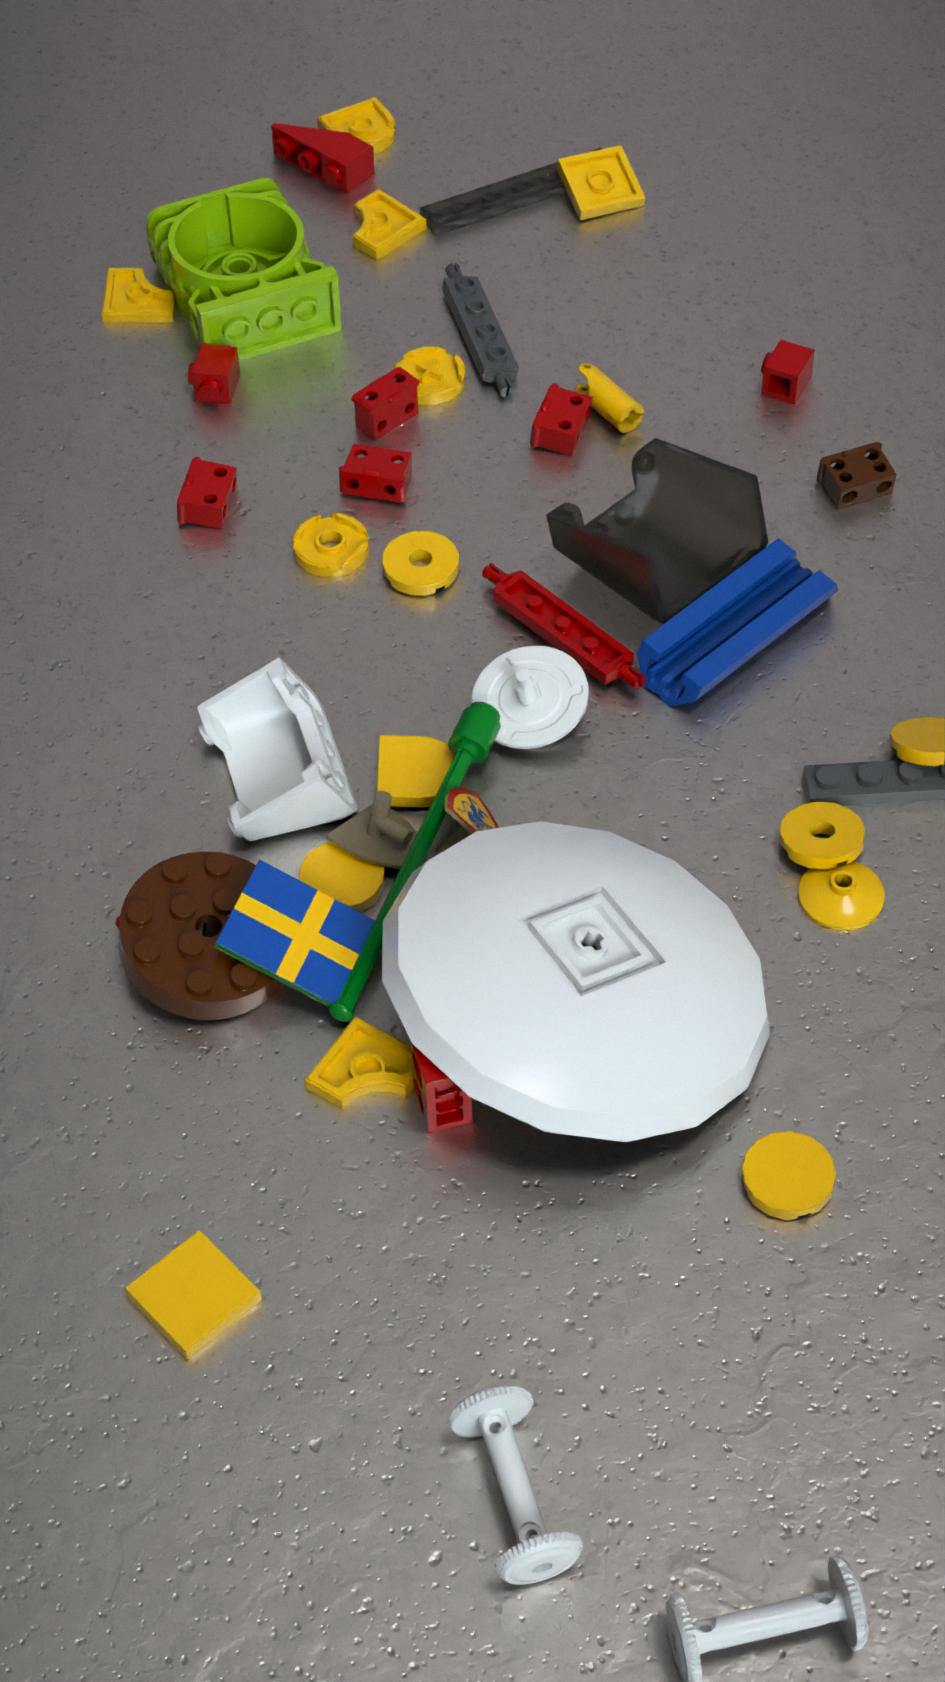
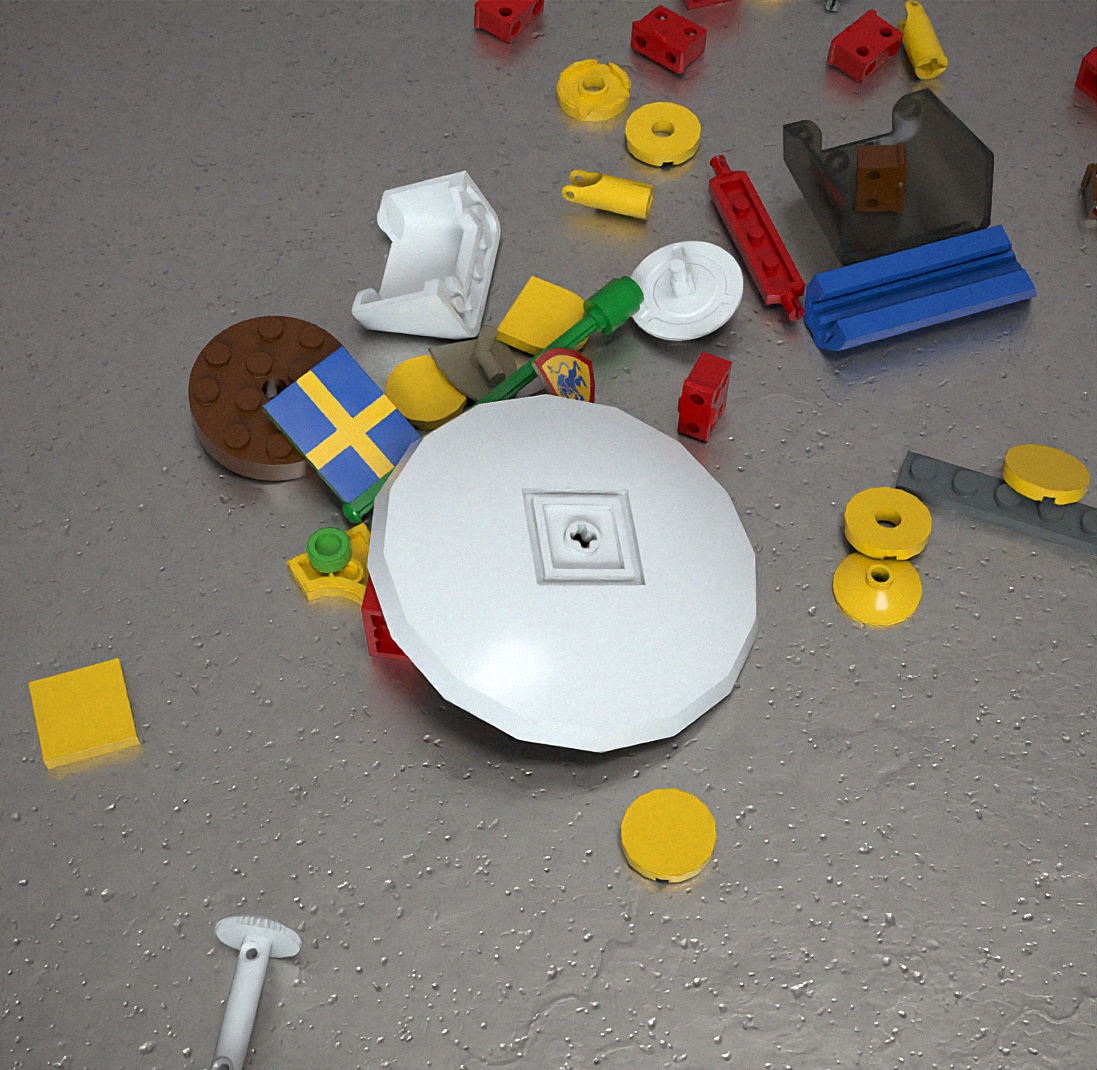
camera: 25 degrees right, 5 degrees up
(342, 1052) = (329, 549): none -> bright green tile
(406, 634) = (610, 193): none -> yellow piece
(605, 787) = (704, 396): none -> red piece
(653, 528) = (881, 178): none -> reddish brown piece

